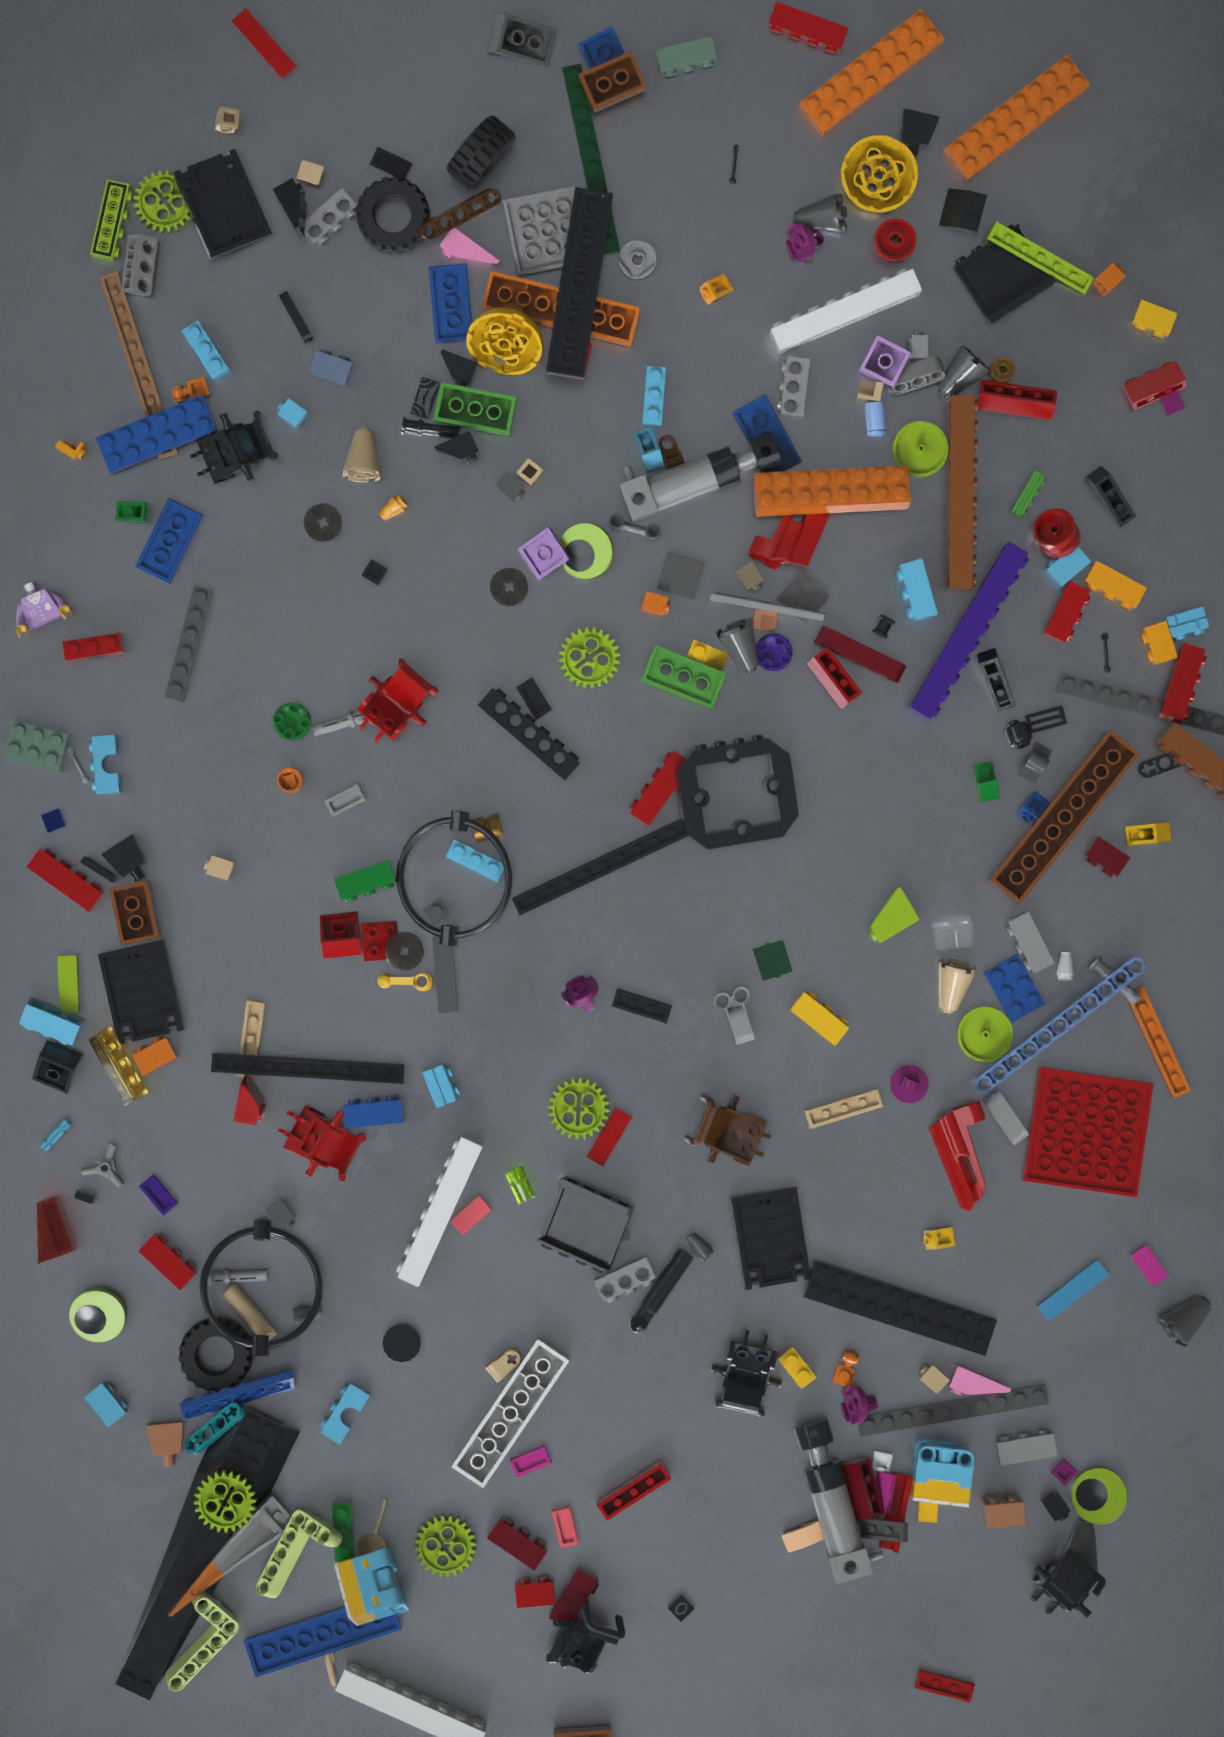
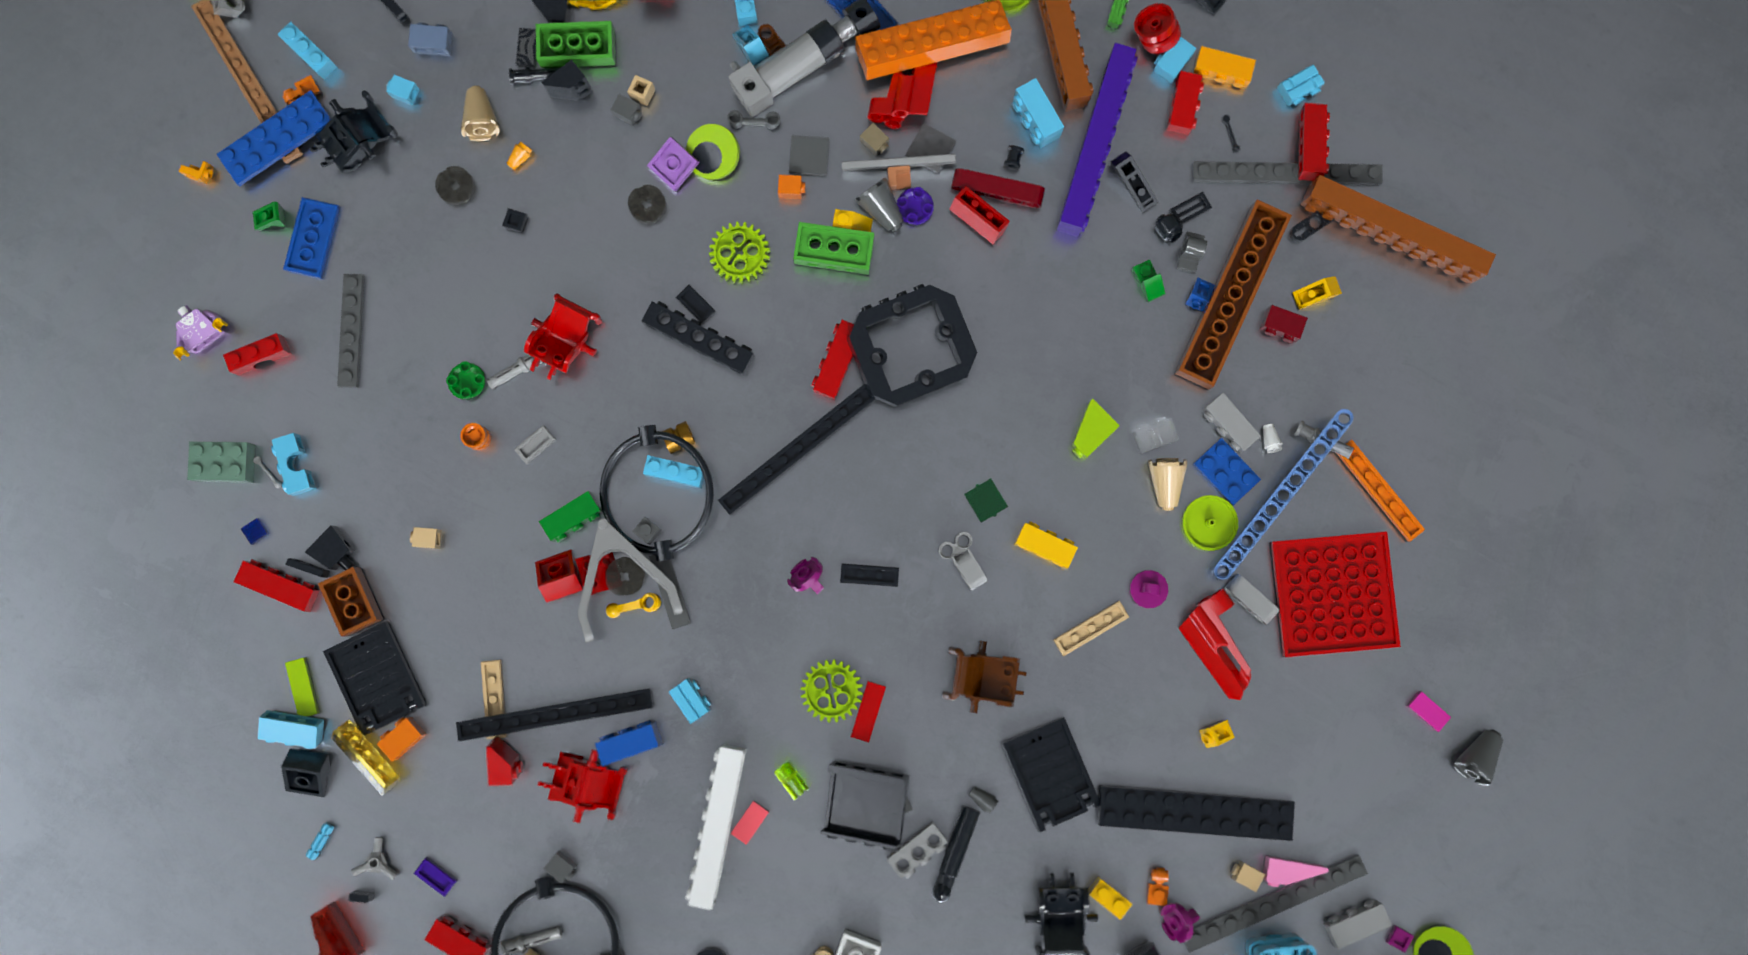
camera: 20 degrees left, 5 degrees down
(399, 913) = (607, 541): none -> light grey piece
(1073, 1290) = (1361, 754): dark azure tile -> none
(1159, 643) = (1280, 110): light orange brick -> none

